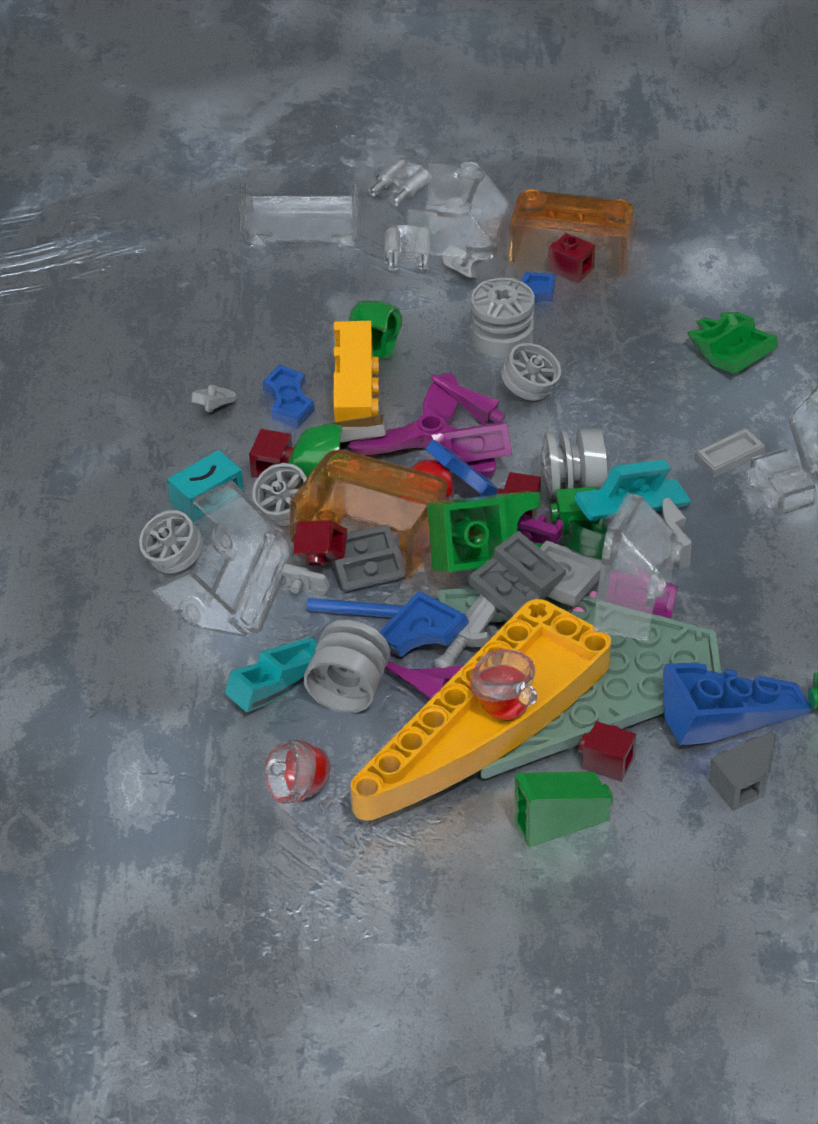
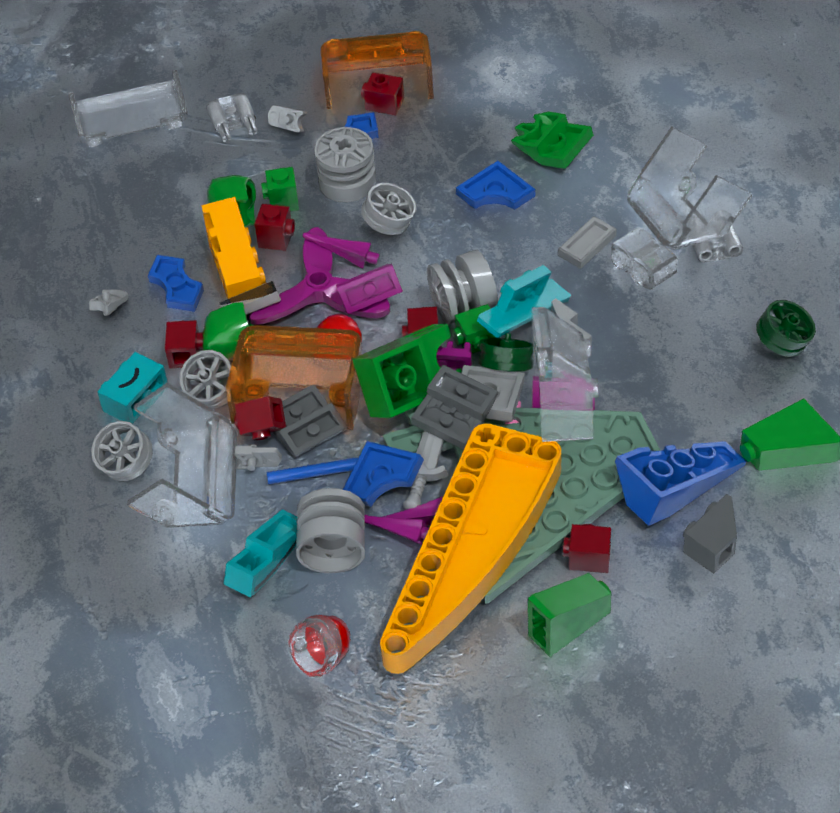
camera: 15 degrees left, 5 degrees up
(402, 179) = (203, 53): clear piece -> none
(406, 363) = (274, 227): none -> dark red brick
(427, 329) = (281, 188): none -> green brick
(461, 468) = (366, 317): blue tile -> none
(469, 214) = (285, 76): clear windscreen -> none
(504, 683) = (487, 514): clear piece -> none
(654, 375) = (495, 186): none -> blue tile

